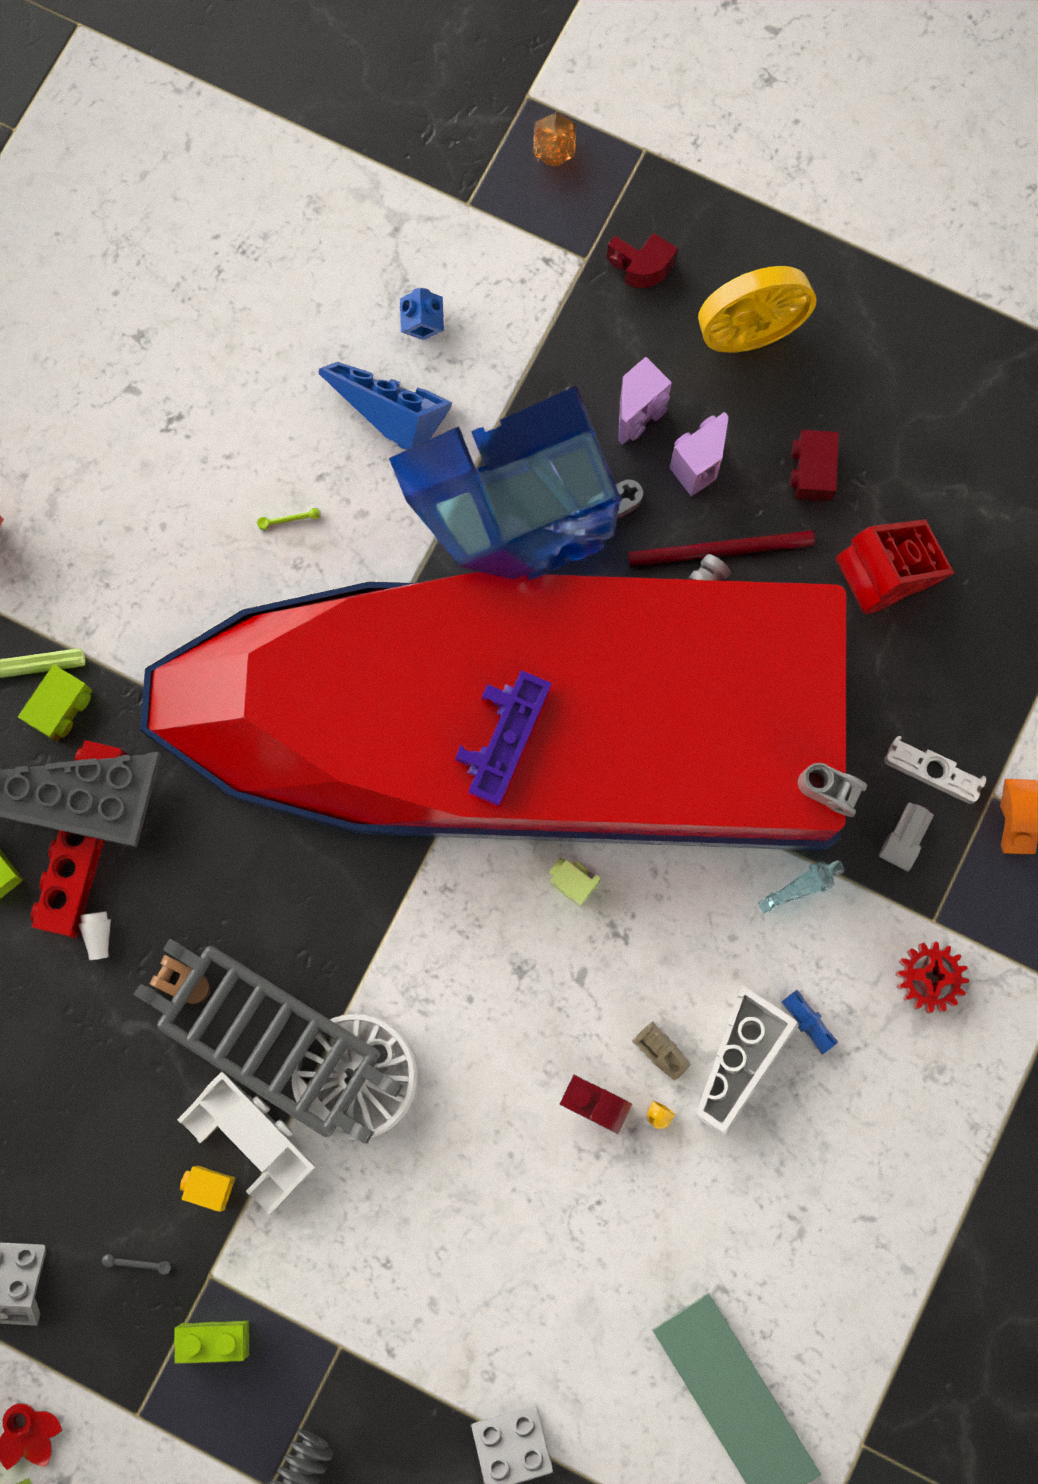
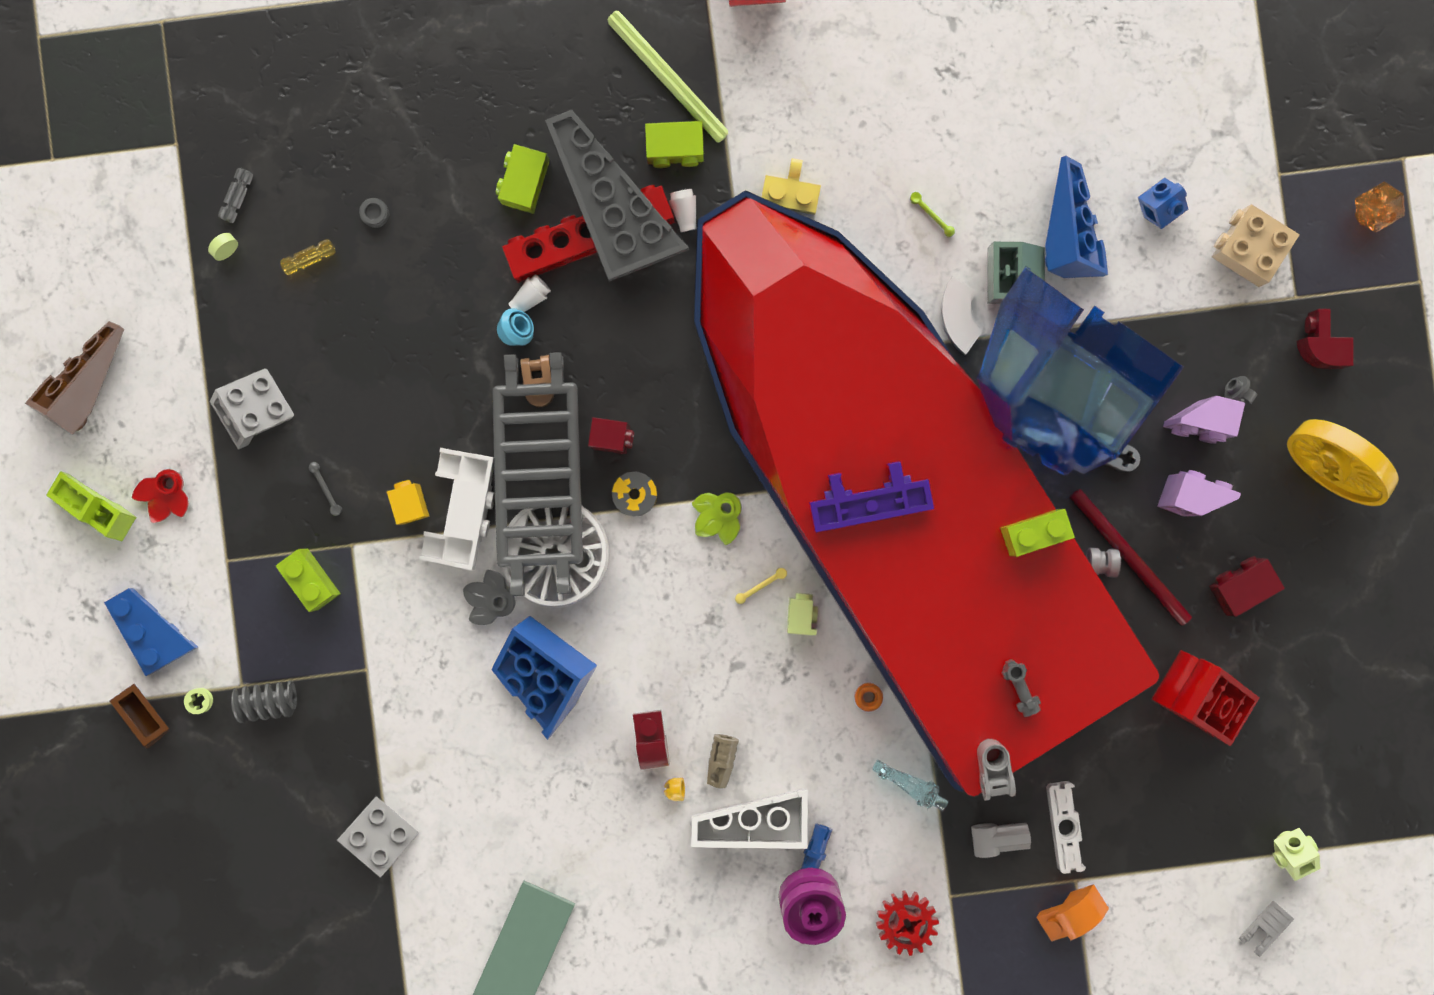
camera: 55 degrees right, 10 degrees up
(116, 968) = (515, 327): none -> medium azure cone
(121, 735) = (684, 209): none -> white cone
(177, 628) = (791, 192): none -> light yellow plate
(281, 944) = (610, 435): none -> dark red brick
(338, 957) = (631, 481): none -> dark grey piece
(350, 1176) = (484, 598): none -> dark grey plate
(378, 483) = (1006, 263): none -> sand green slope
(396, 557) = (957, 315): none -> white tile
(427, 902) = (714, 519): none -> lime plate
(461, 1168) = (542, 673): none -> blue wedge
(513, 262) = (1254, 245): none -> tan brick
(521, 876) = (781, 573): none -> light yellow hinge
(632, 355) = (1239, 390): none -> dark grey plate
(636, 605) = (1037, 532): none -> lime brick
(697, 861) = (877, 699): none -> orange plate
(753, 710) = (1016, 672): none -> dark grey bar
(857, 1056) = (811, 906): none -> magenta wheel

